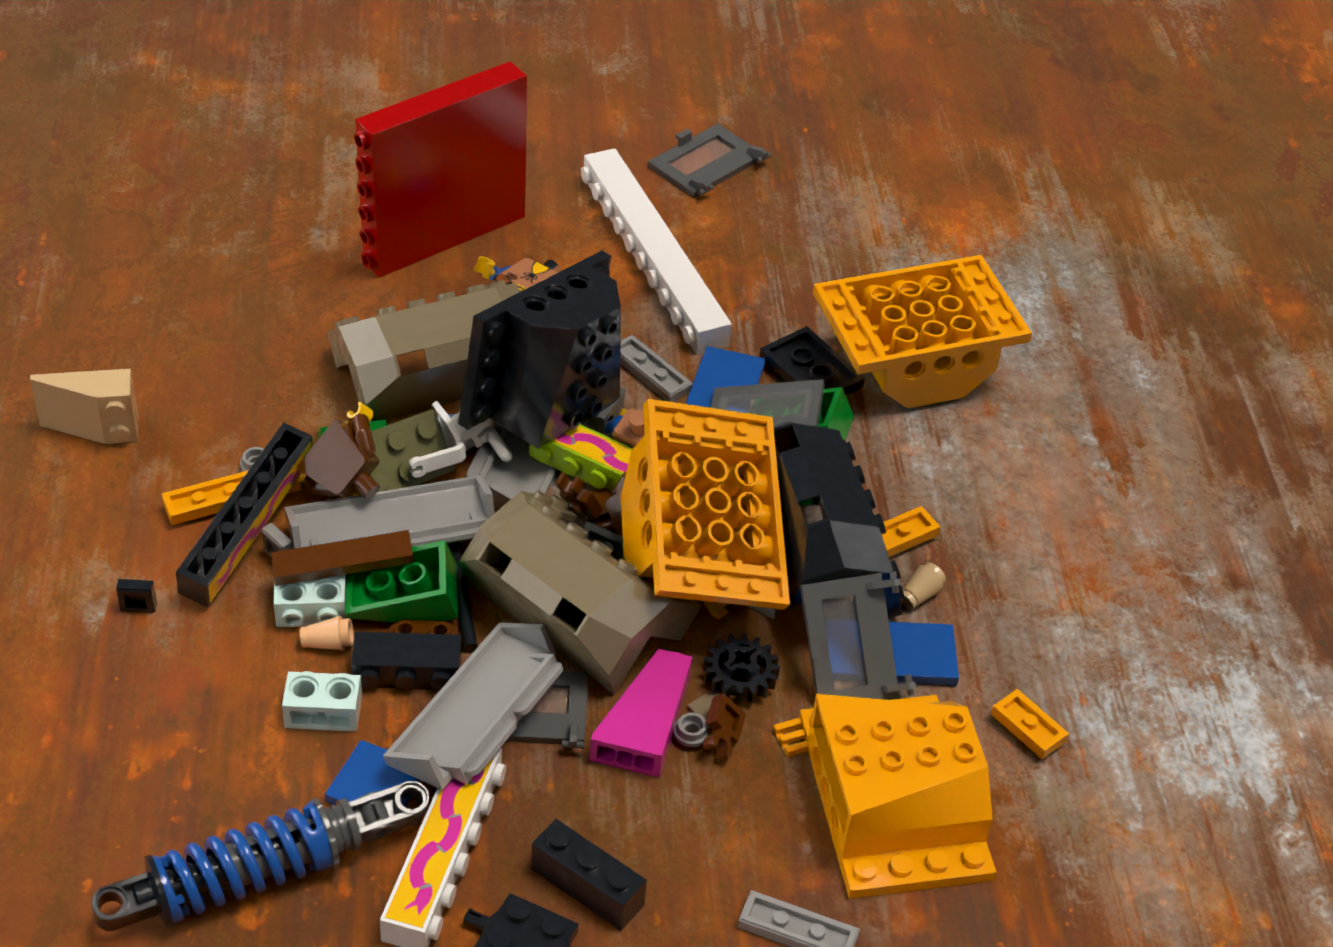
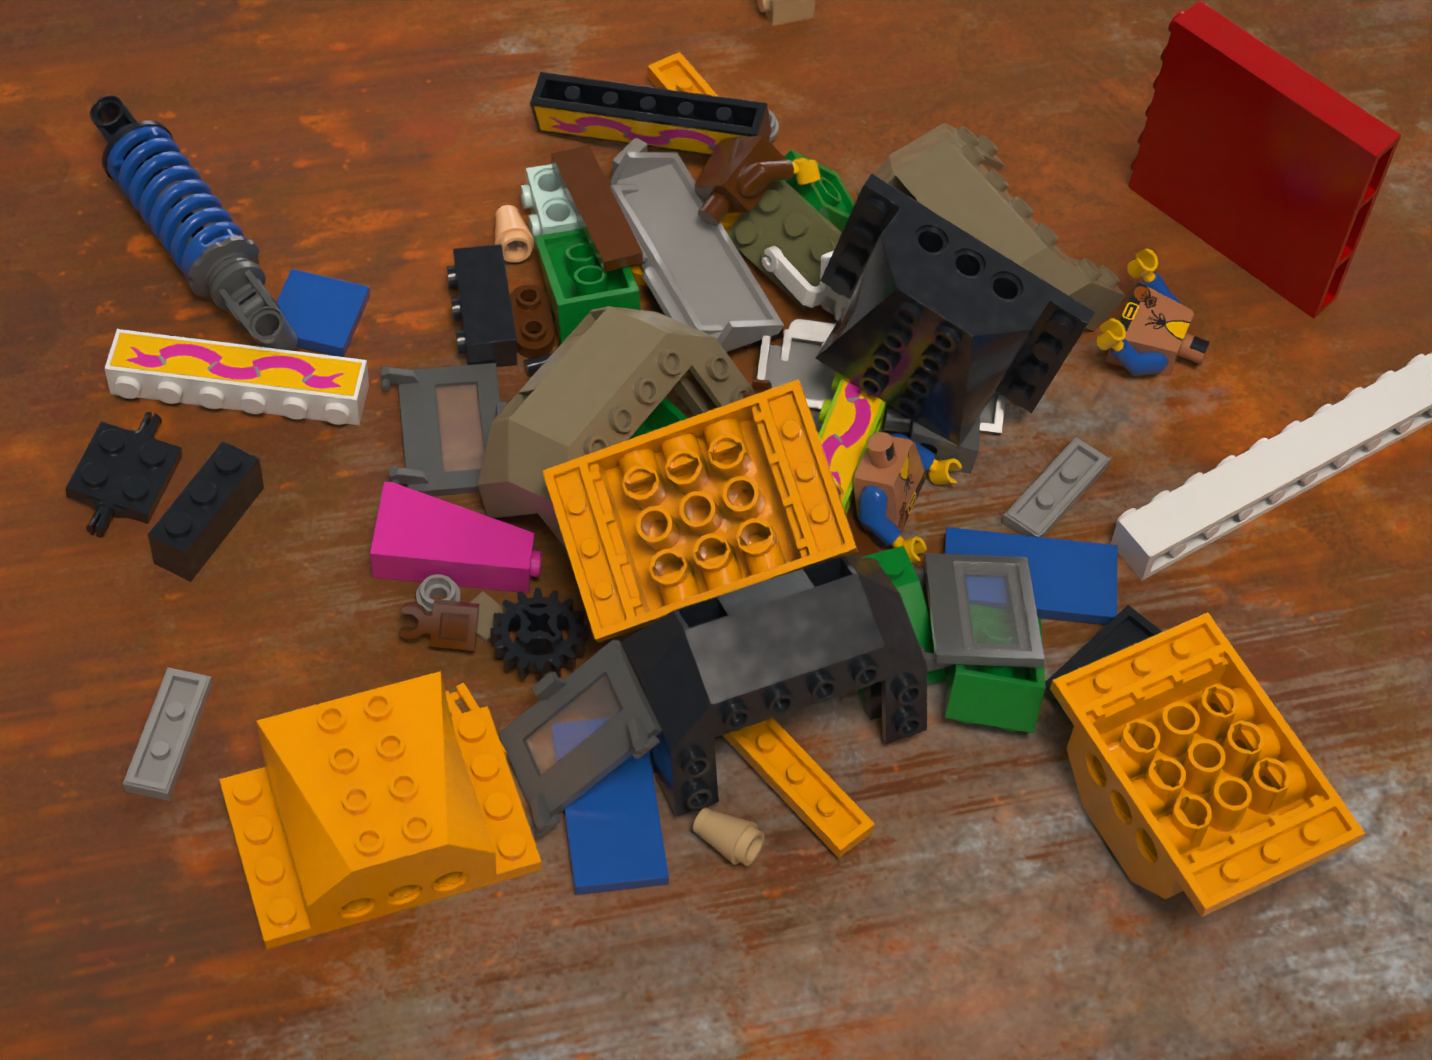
camera: 80 degrees right, 10 degrees up
(136, 595) = (528, 63): black tile -> none
(322, 701) = (413, 243): light aqua brick -> none
(478, 706) = (402, 365): light grey slope -> none
(1029, 723) = (512, 977): light orange plate -> none

